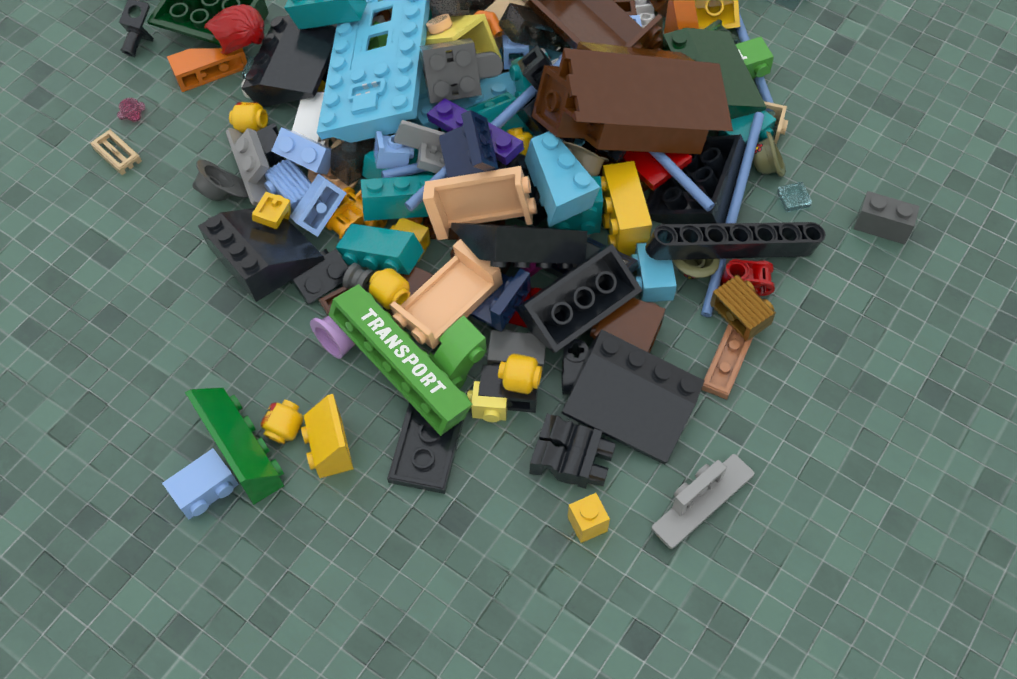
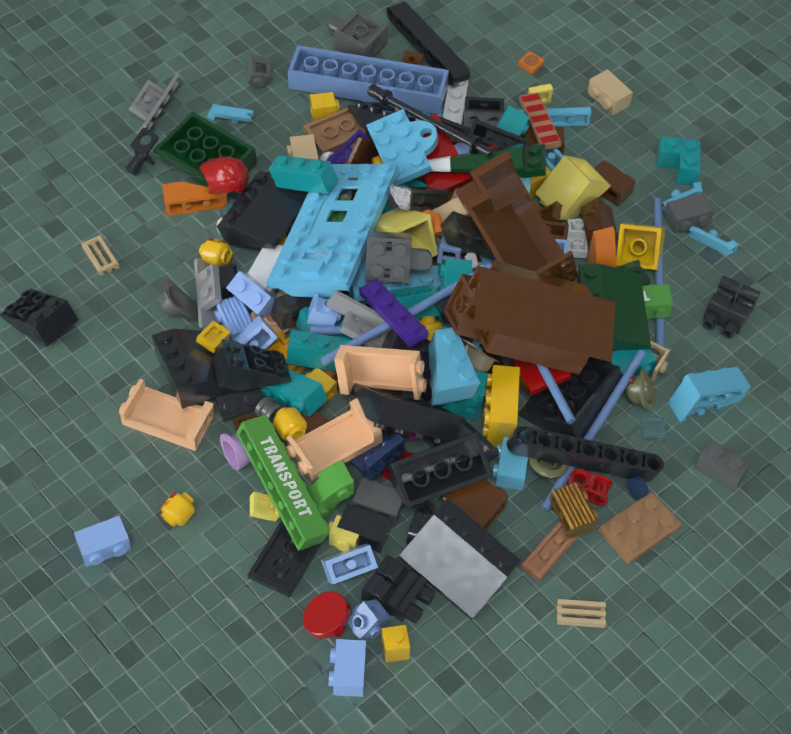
camera: 10 degrees right, 5 degrees down
(60, 236) = (40, 316): none -> black slope
(130, 109) = (121, 222): clear pink plate -> none
(236, 316) = (164, 418): none -> light nougat panel
(236, 442) = (138, 516): green slope -> none
(321, 234) = (248, 367): none -> black slope
(326, 438) = (208, 531): yellow slope -> none
(383, 393) = (262, 507): none -> light yellow bracket
(439, 24) = (391, 214): light nougat tile -> none
(468, 147) = (383, 325): dark blue bracket -> none
(496, 505) = (326, 615): none -> red tile
(505, 435) = (349, 563): none -> light blue brick
(520, 373) = (373, 517): yellow head -> none
(533, 65) = (454, 268): black brick -> none
(541, 561) = (349, 667): none -> light blue brick
(548, 497) = (368, 619): none -> medium blue brick
(701, 498) = (490, 651): light grey bracket -> none
(802, 264) = (637, 487): none -> dark blue tile
(810, 419) = (577, 608): none -> tan tile
(818, 309) = (639, 528): none -> medium nougat plate
(831, 55) = (725, 312): none -> black hips
(840, 140) = (708, 390): none -> medium azure wedge

